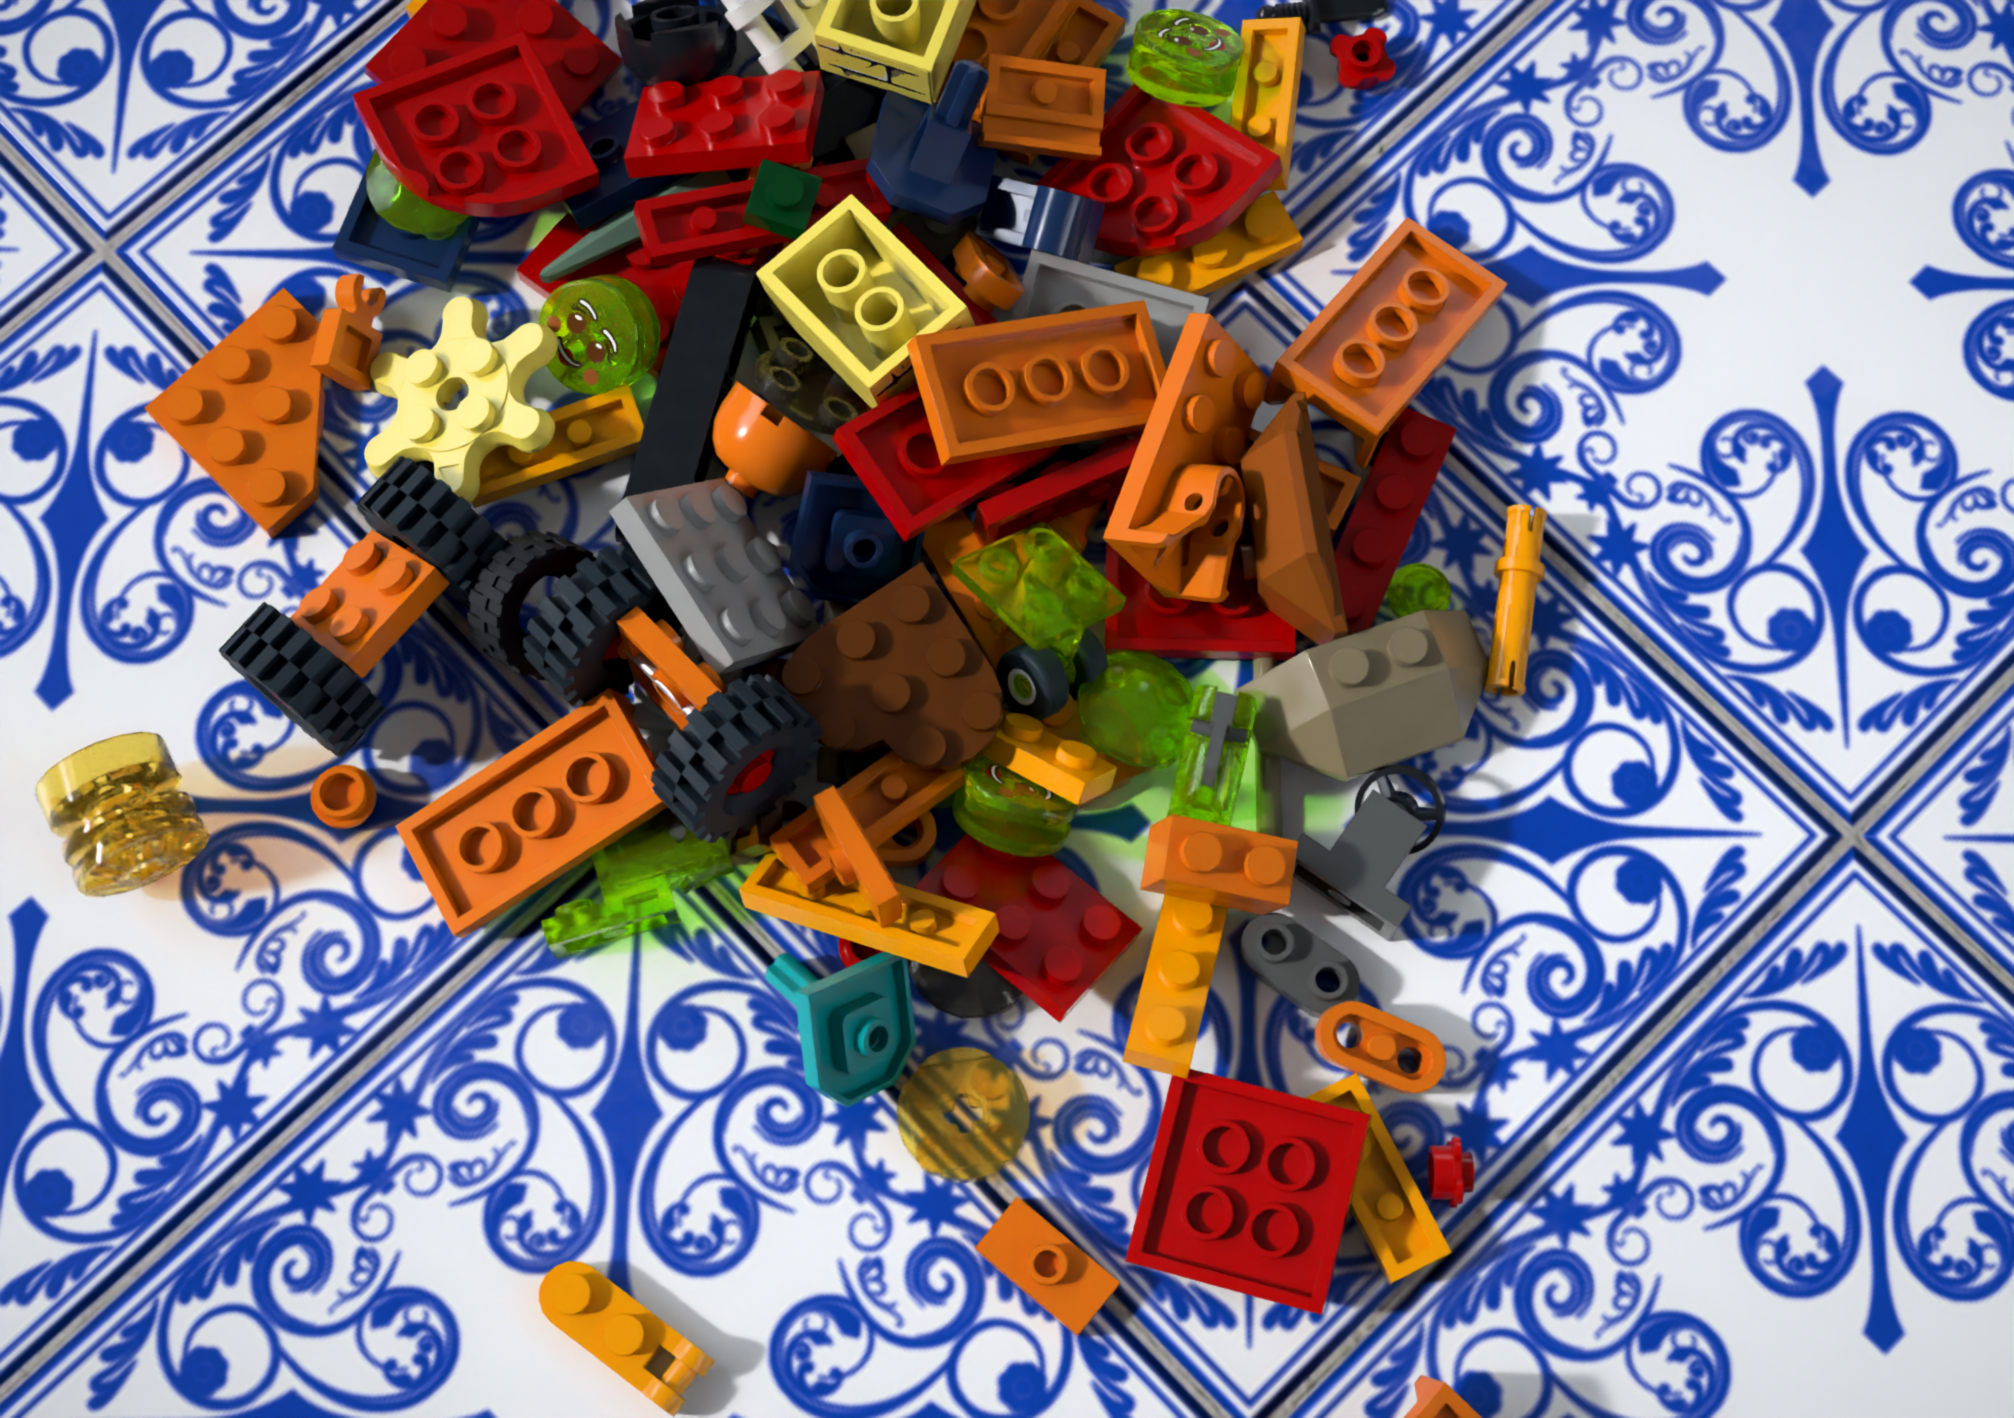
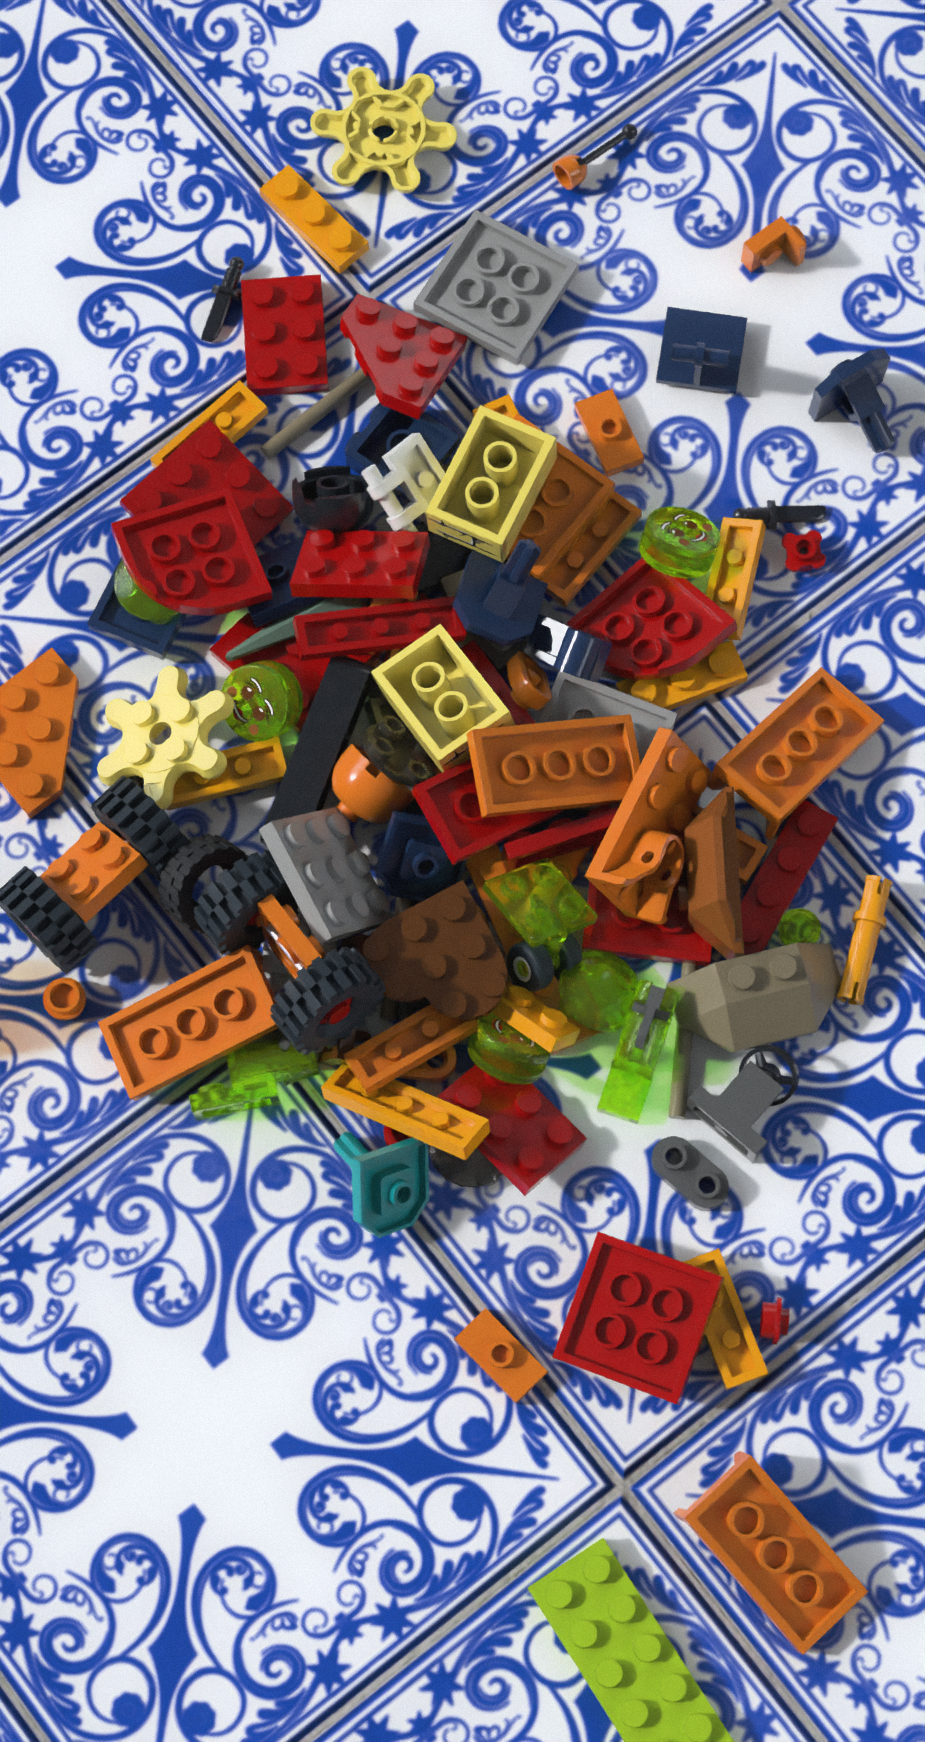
camera: 10 degrees right, 0 degrees up
(345, 335) = (92, 685): orange plate -> none
(620, 1332) = (217, 1370): light orange plate -> none
(782, 199) = (393, 622): dark green plate -> none
(856, 858) = (399, 1073): orange plate -> none
(933, 1092) = (436, 1234): clear yellow plate -> none
(1042, 107) = (577, 571): orange plate -> none
(1175, 986) = (605, 1176): light orange plate -> none
(1219, 865) = (640, 1101): orange brick -> none
(1378, 1046) = (736, 1231): orange plate -> none

